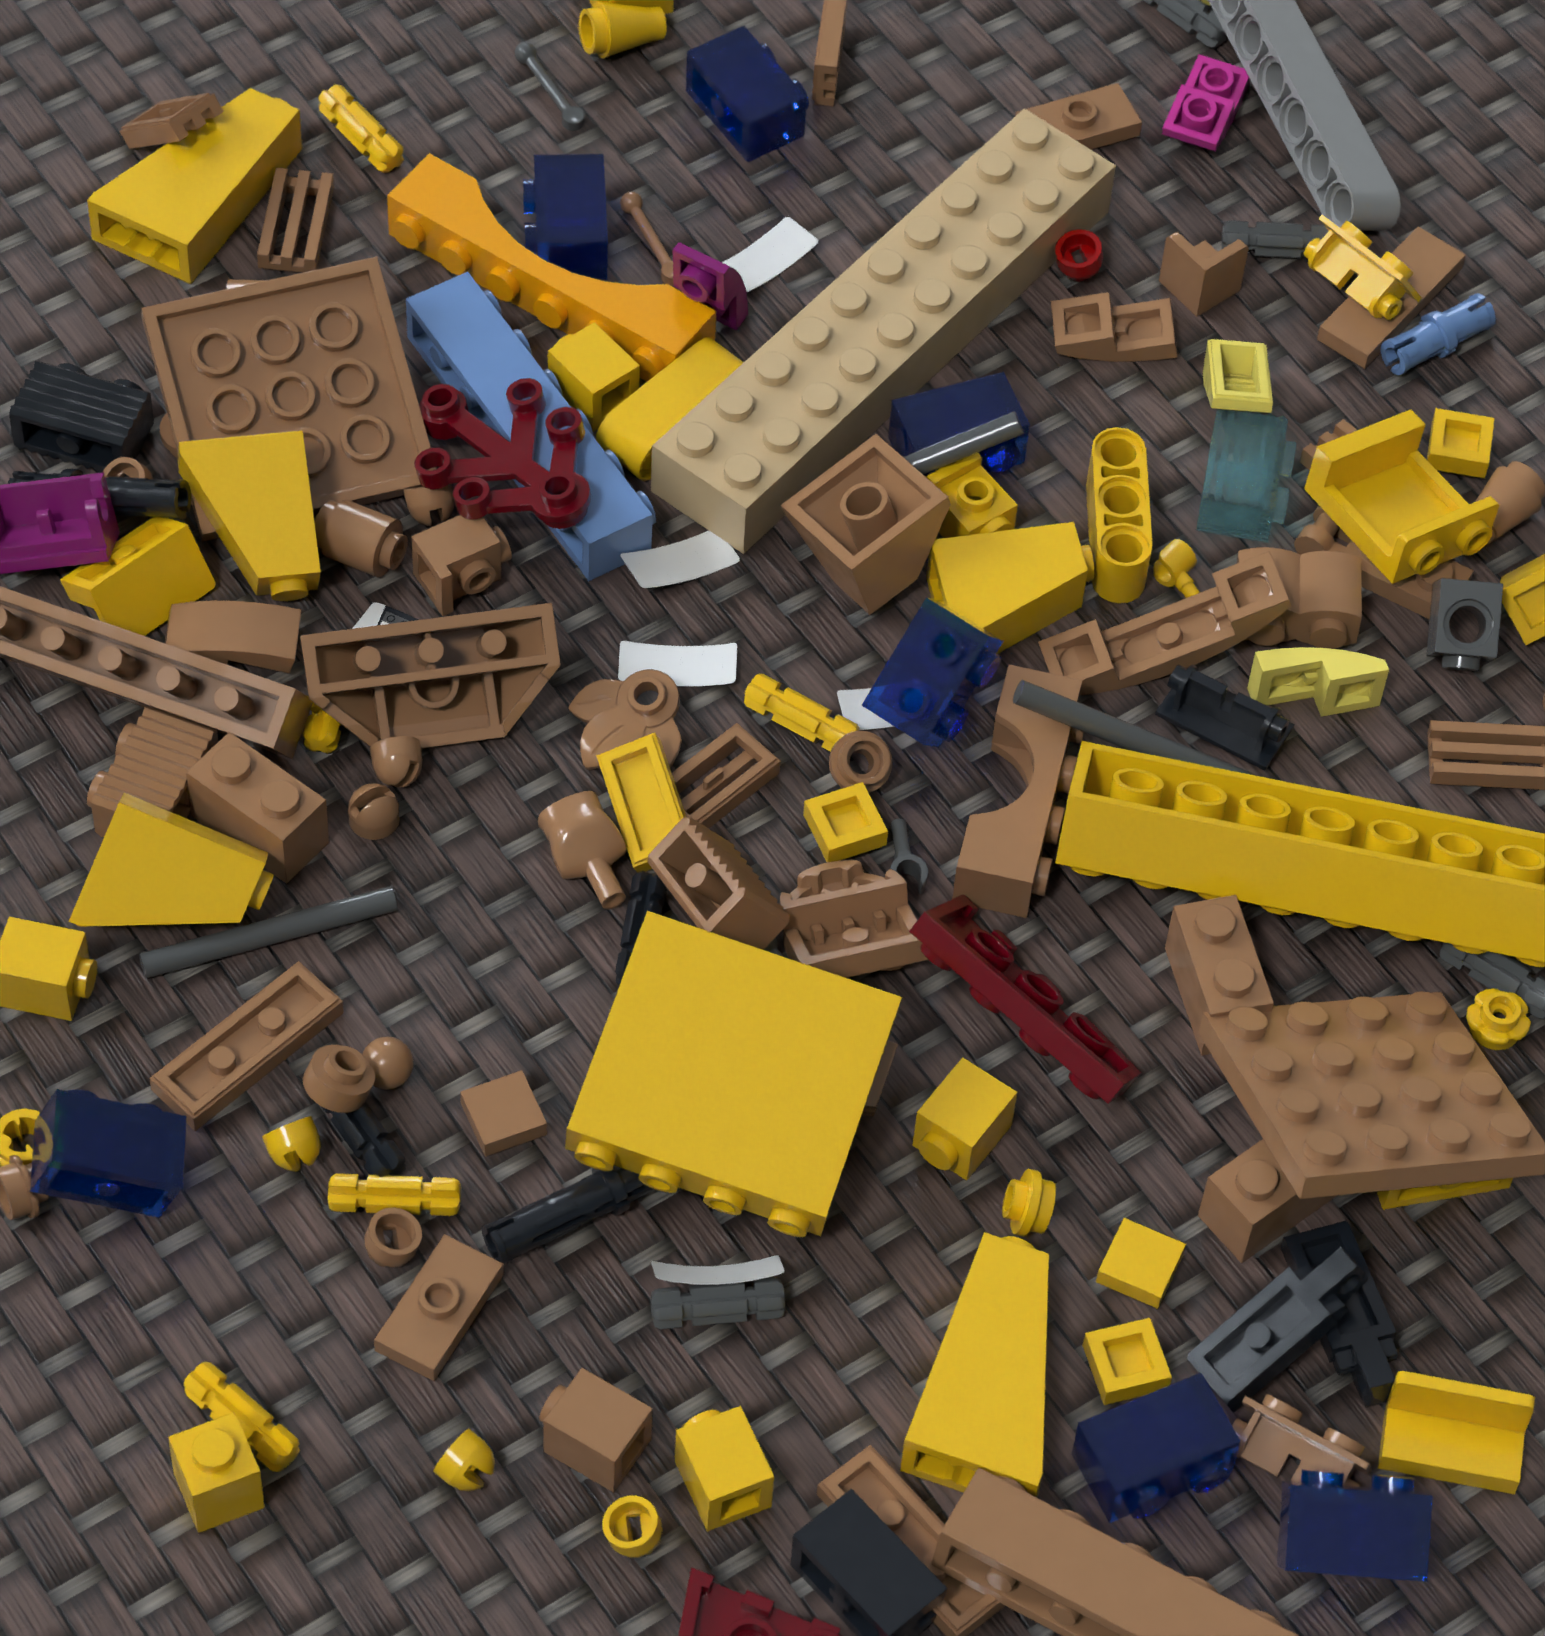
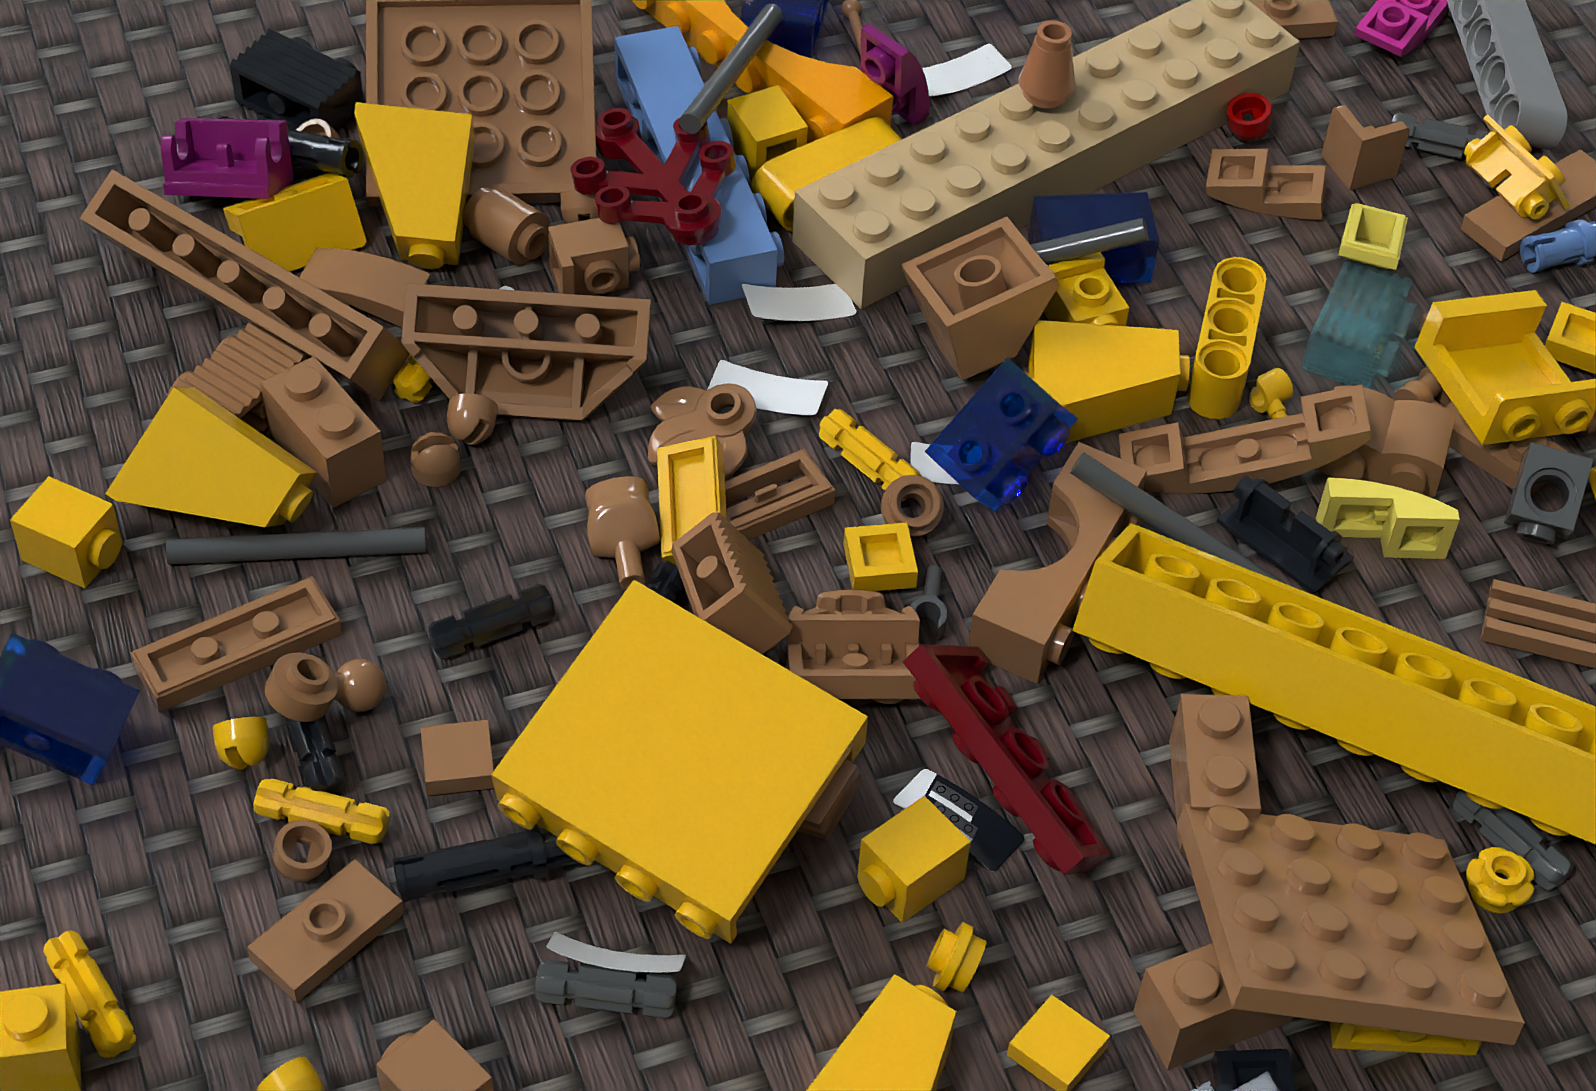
camera: 15 degrees right, 5 degrees down
(489, 969) = (491, 621): none -> black axle
(546, 317) = (730, 69): none -> dark grey bar
(877, 258) = (1049, 67): none -> nougat cone
(1012, 1068) = (989, 833): none -> sticker

